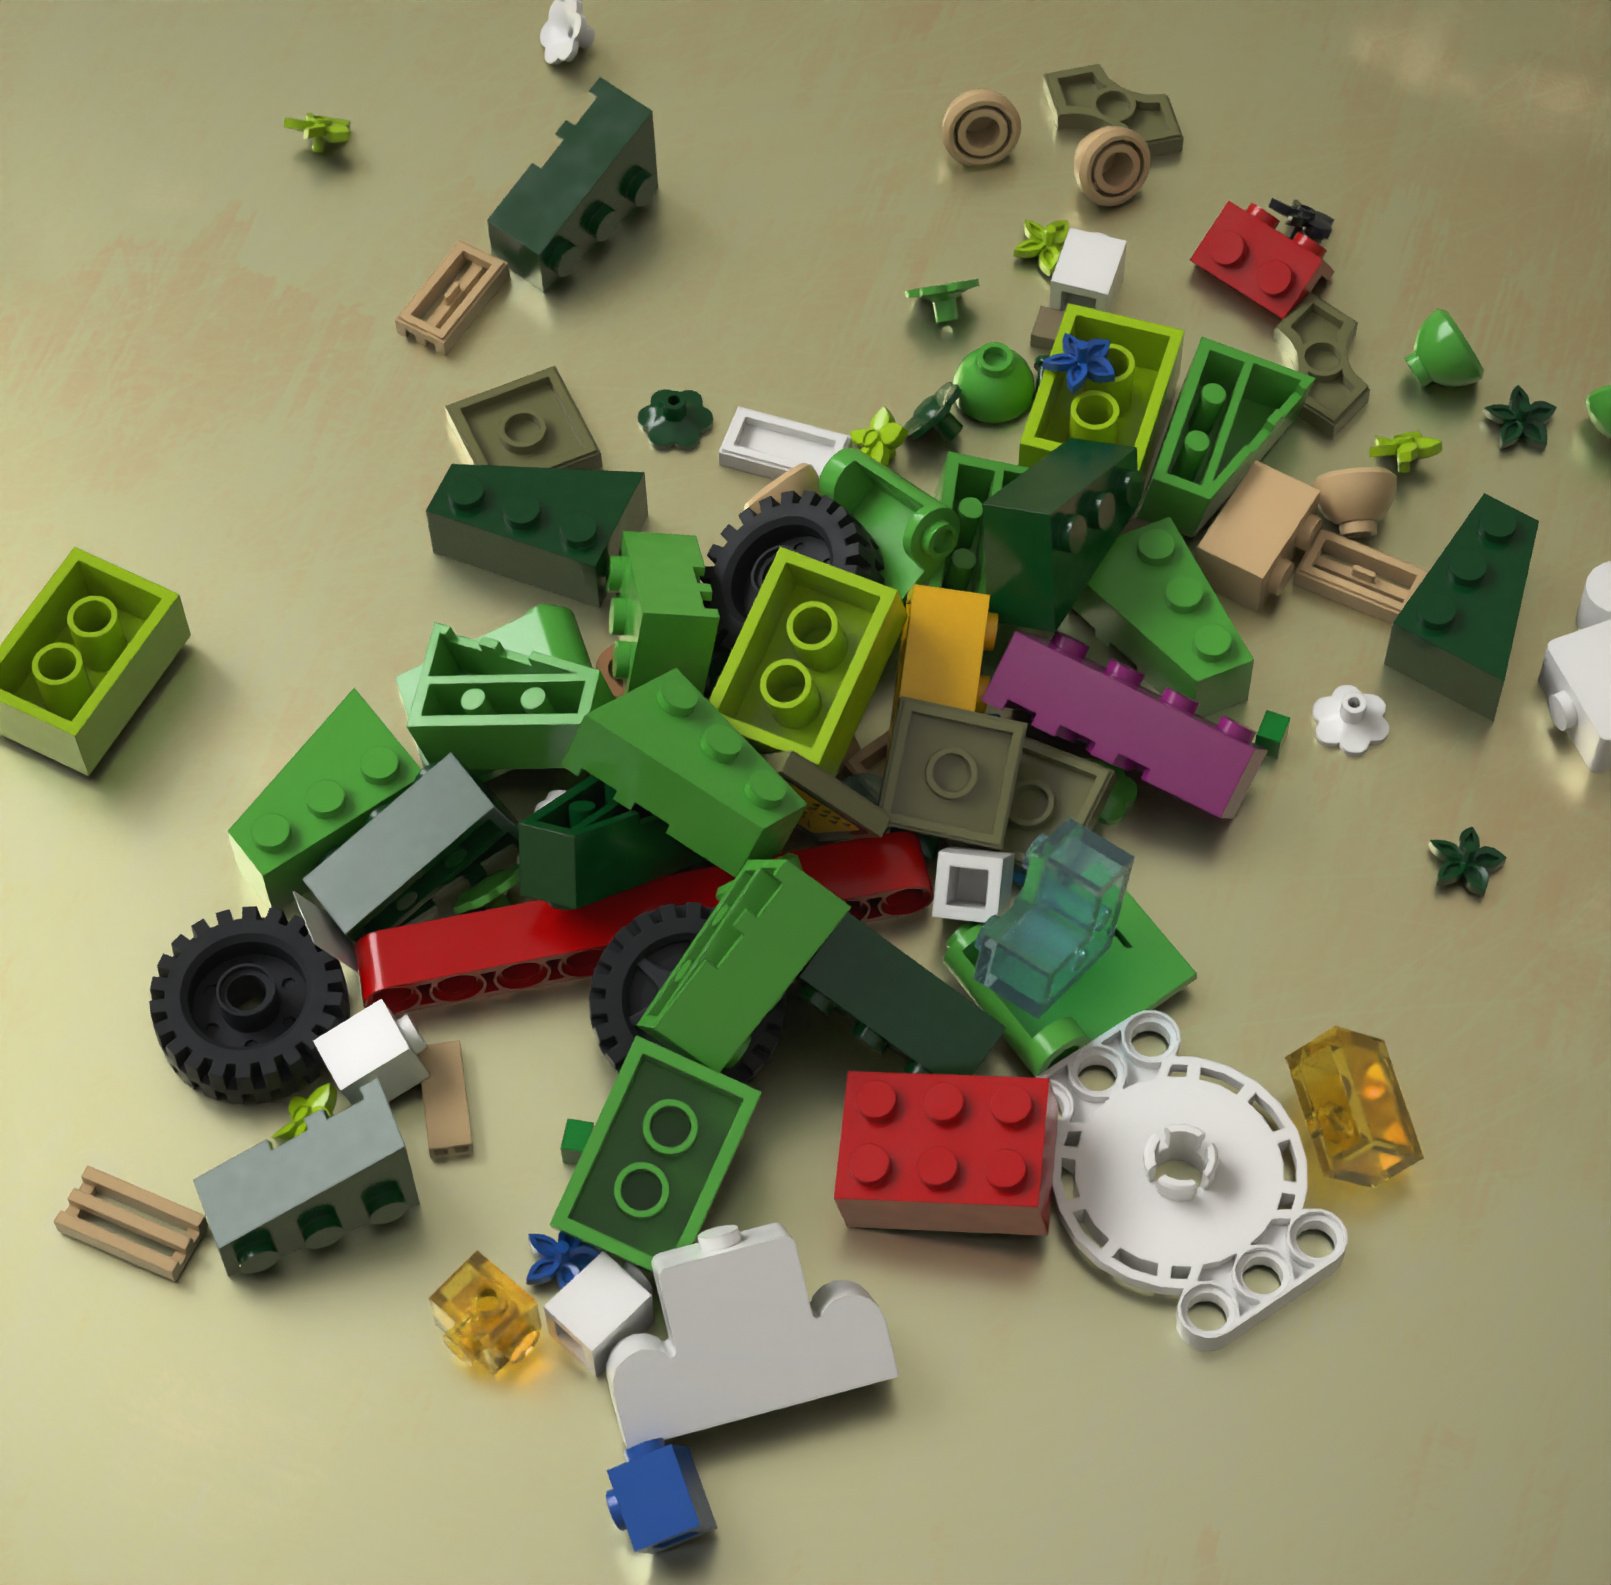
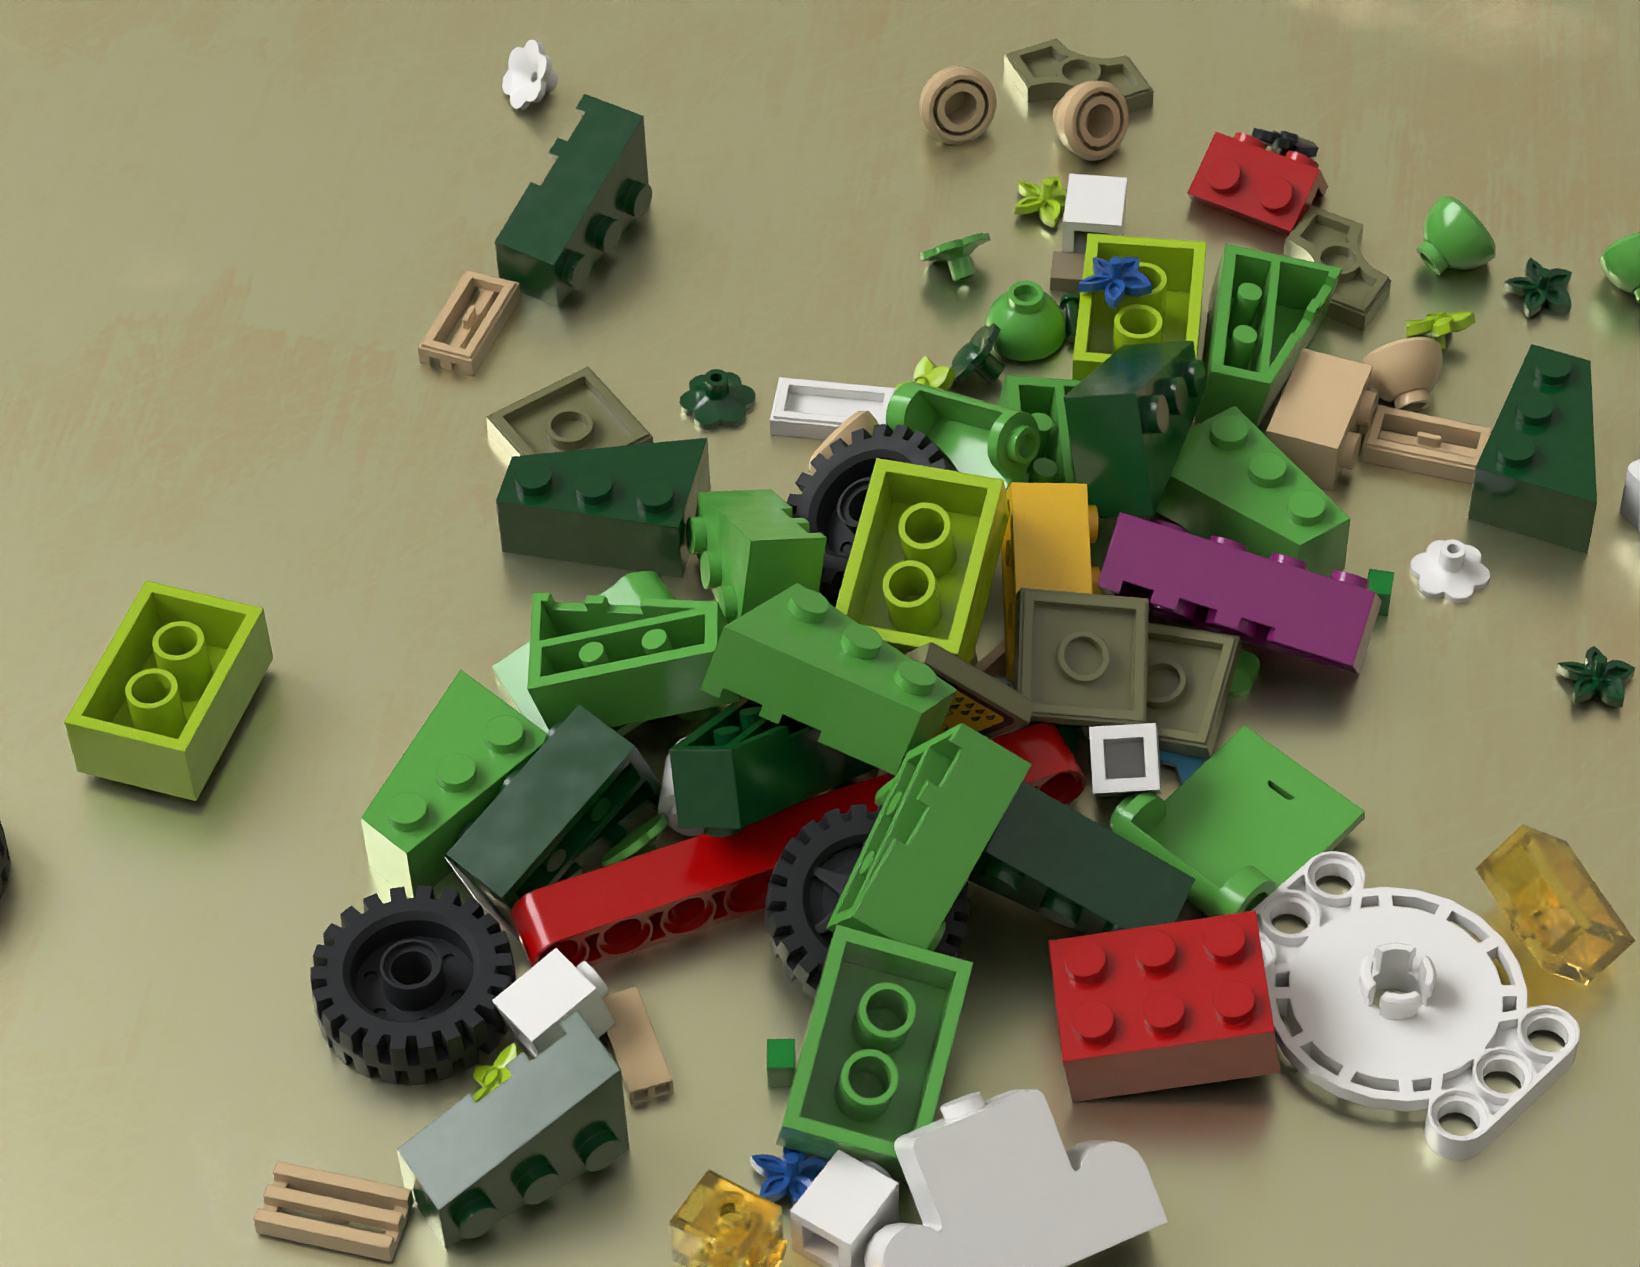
camera: 10 degrees left, 10 degrees down
(320, 129) = (304, 190): lime plant -> none
(1057, 920) = (1222, 771): clear light blue brick -> none

